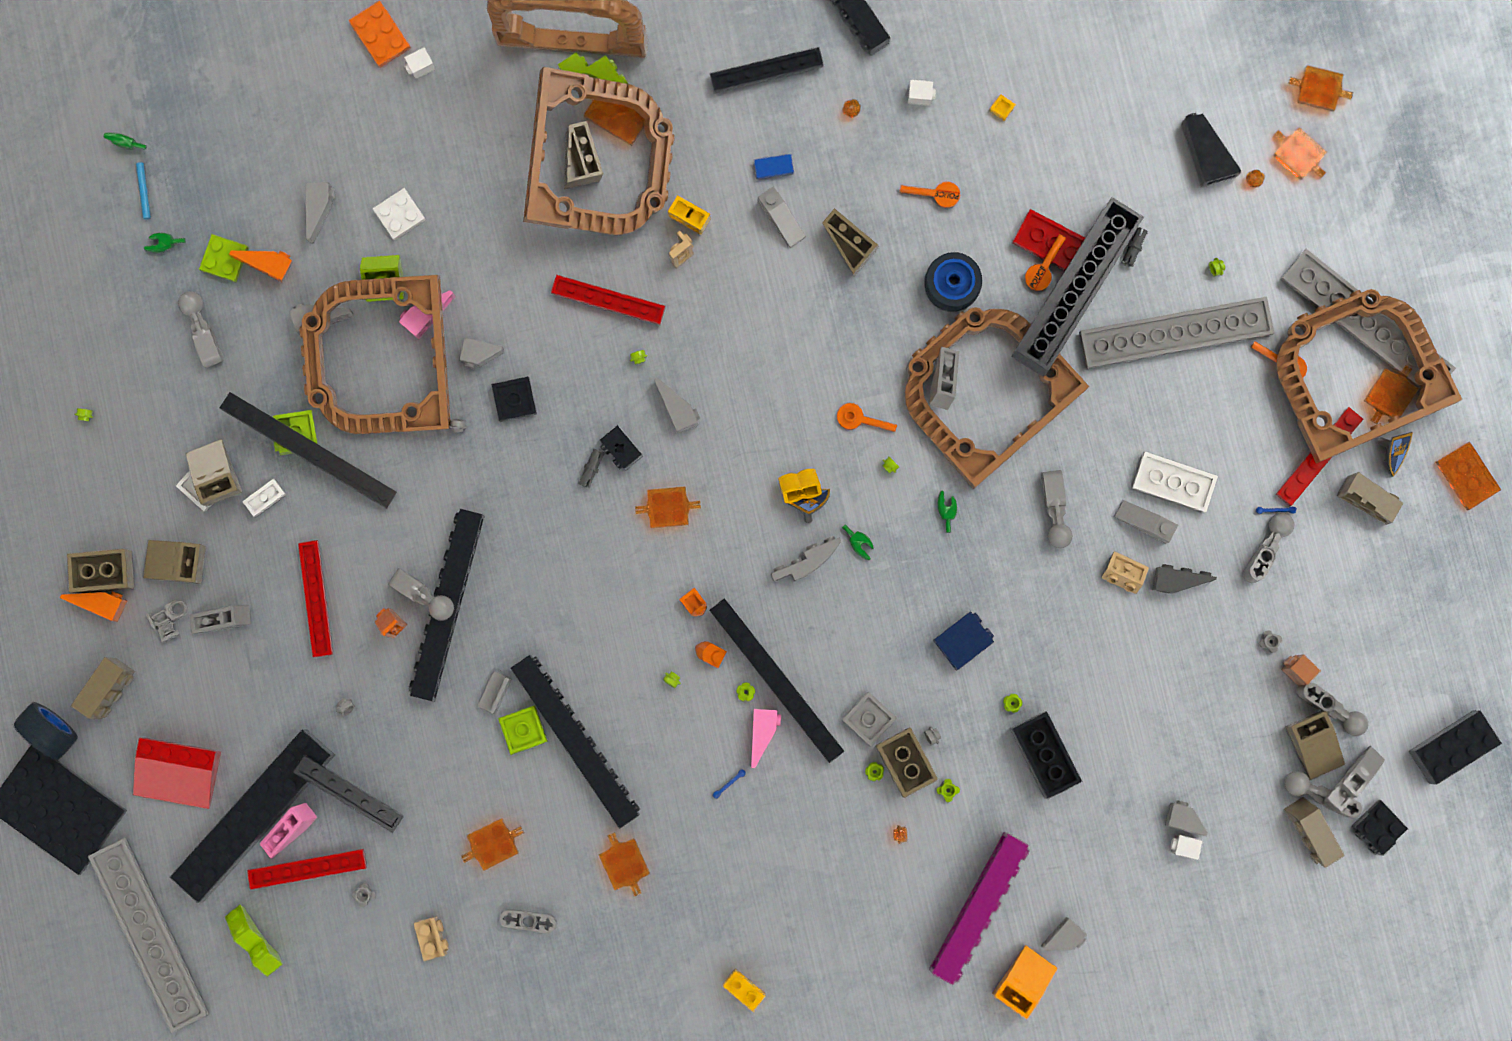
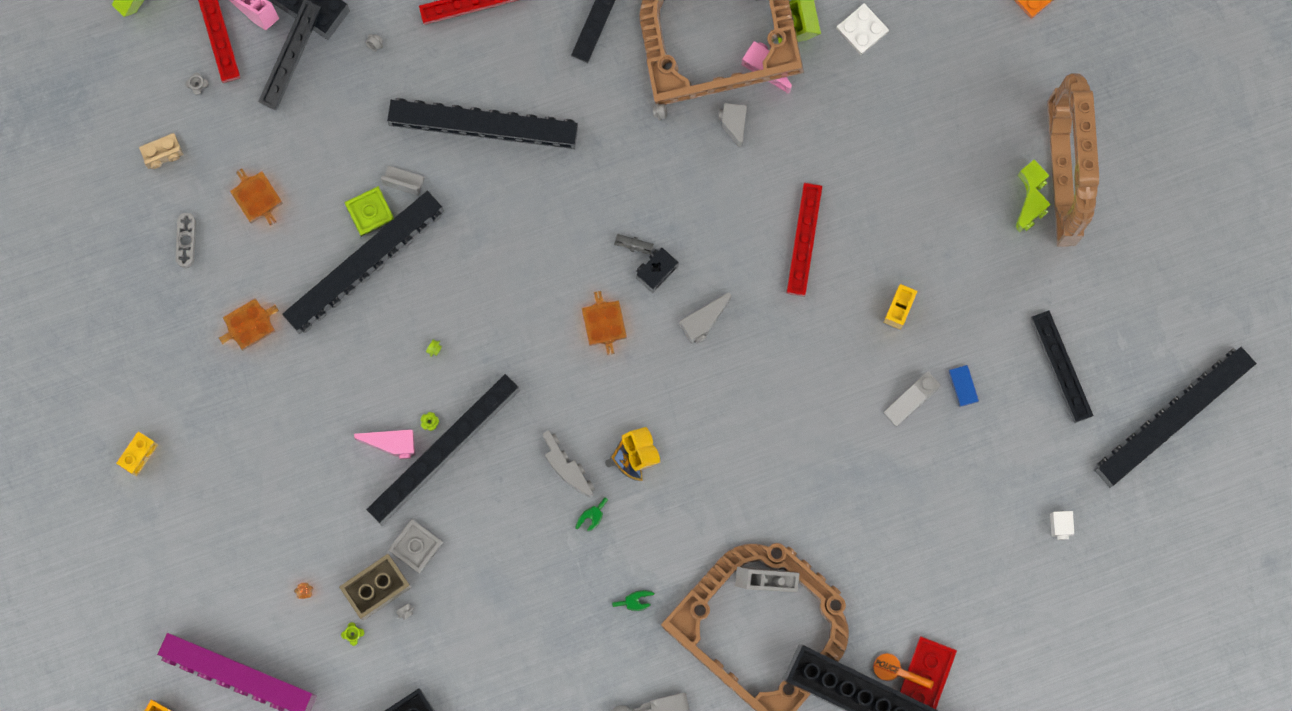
camera: 80 degrees right, 5 degrees down
(389, 623) = (458, 71): orange slope -> none
(419, 63) = (1015, 27): white brick -> none
(439, 607) = (492, 92): light grey beam -> none
(514, 399) = (693, 161): black plate -> none
(543, 204) = (1001, 153): medium nougat arch -> none
(581, 157) = (943, 193): dark tan wedge -> none
(616, 119) = (993, 225): clear orange plate -> none
(638, 357) = (751, 276): lime plate -> none
(681, 252) = (861, 304): tan bracket -> none
(694, 603) = (511, 360): orange plate -> none
(710, 653) = (463, 382): orange plate -> none
(741, 773) = (326, 406): blue hinge -> none
(850, 240) = (897, 469): dark tan wedge -> none
(851, 112) = (1031, 456): clear orange plate -> none
(851, 416) = (718, 494): orange piece -> none
(874, 766) = (363, 553): lime plate -> none
(890, 465) = (673, 538): lime plate -> none
(946, 193) = (960, 562): orange piece -> none
(954, 267) = (883, 574): wheel -> none
(964, 640) = (504, 632): dark blue panel -> none
(1002, 107) = (1060, 611): yellow tile -> none
(1017, 703) = (447, 684): lime plate -> none

